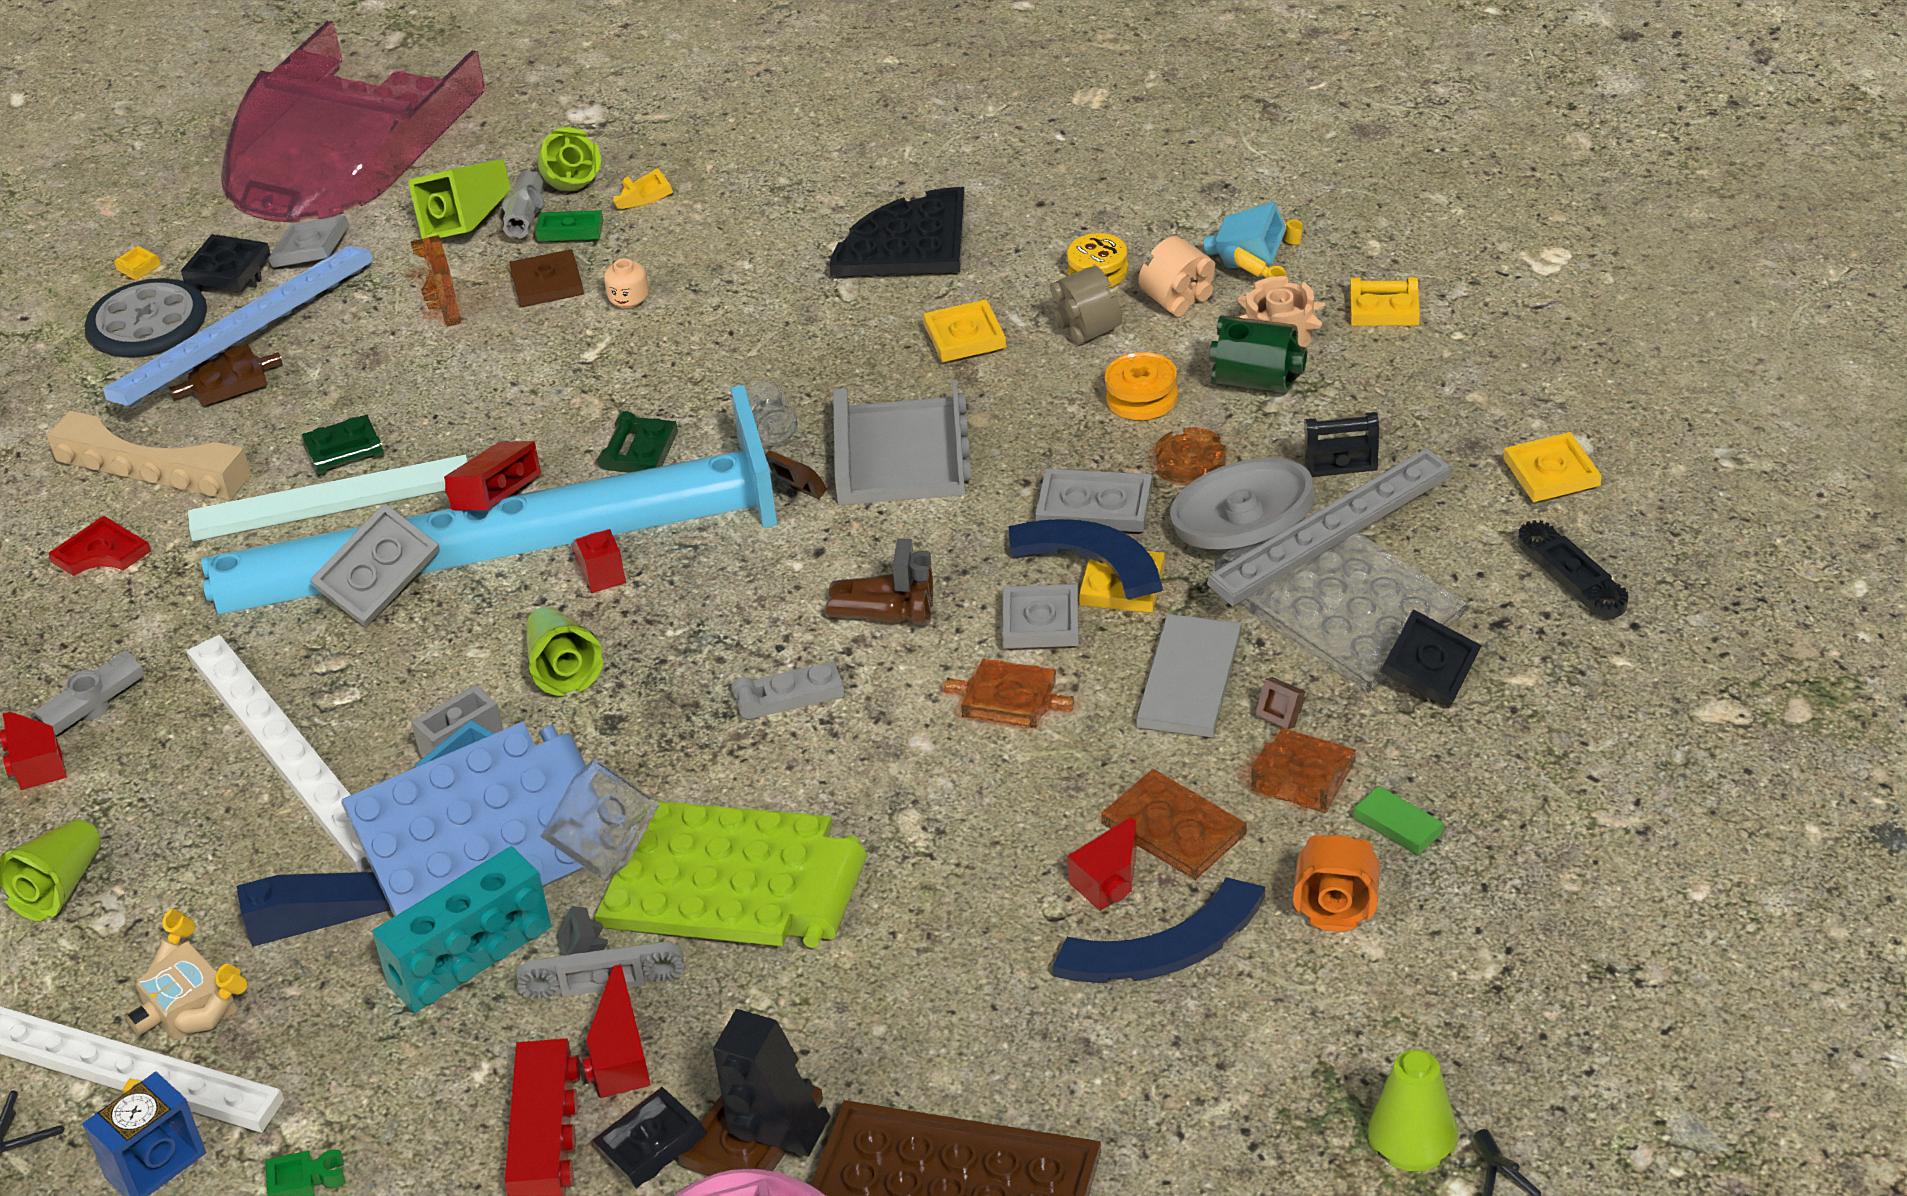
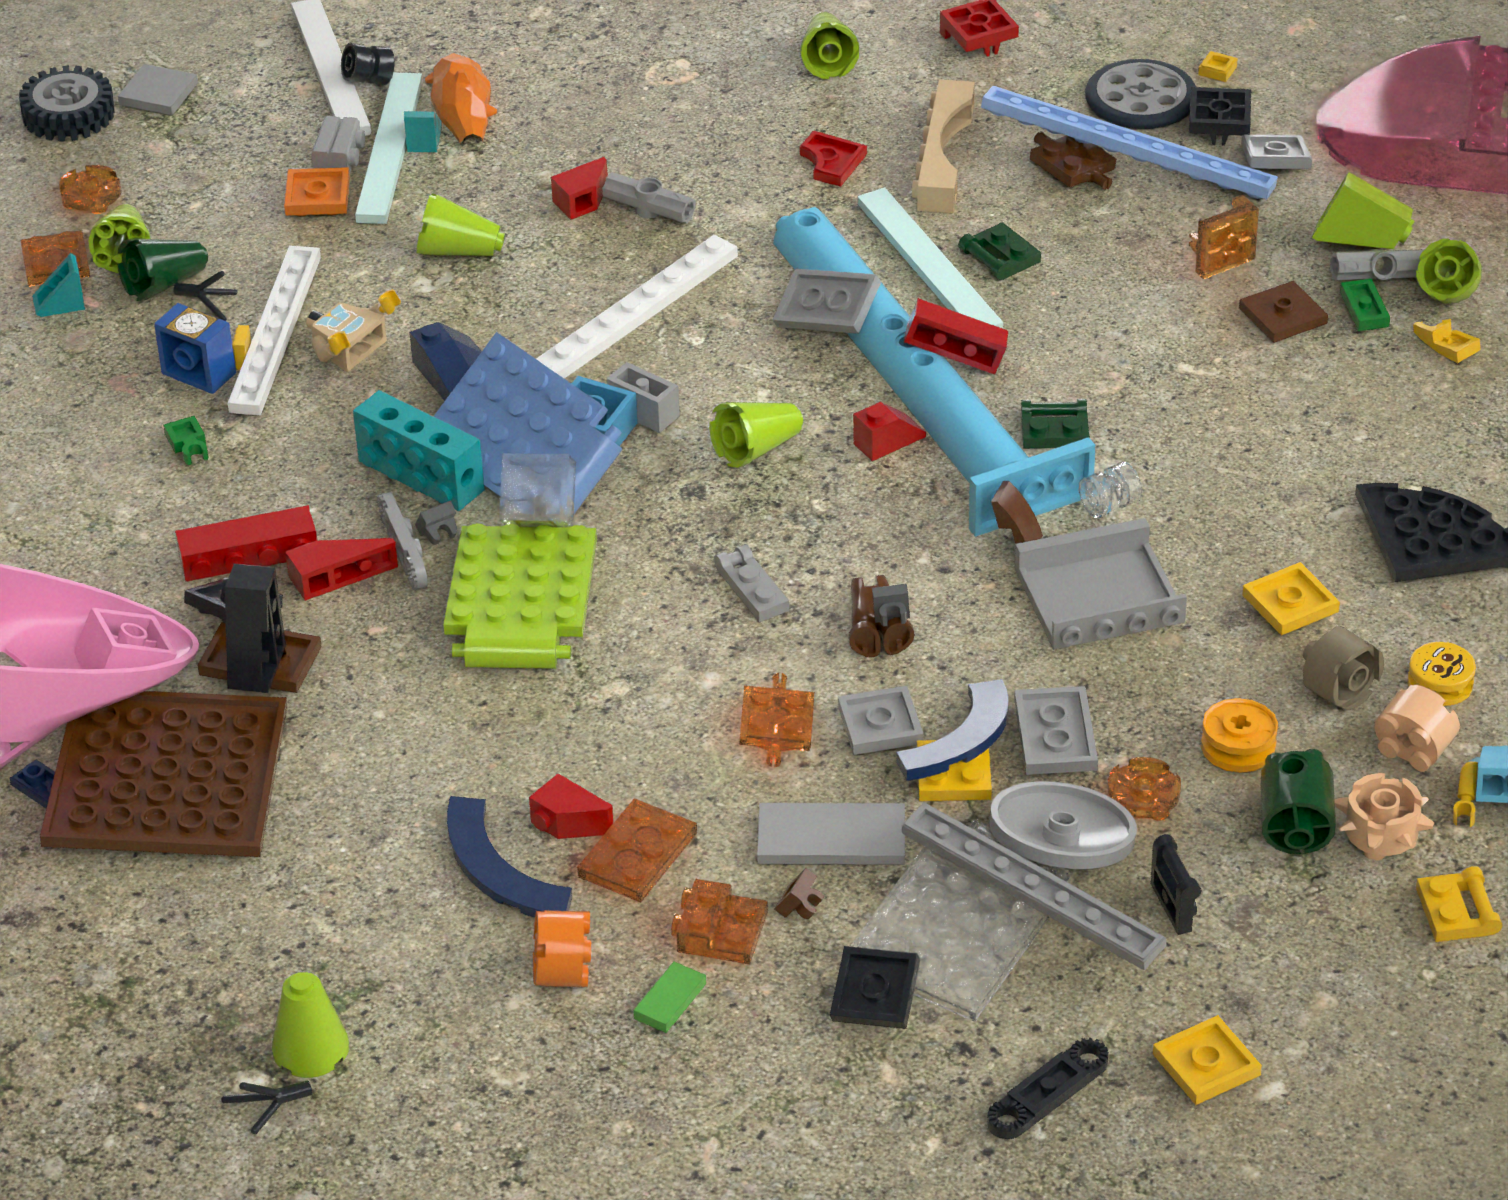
camera: 75 degrees right, 0 degrees up
(626, 283) = (1275, 357): light nougat head -> none

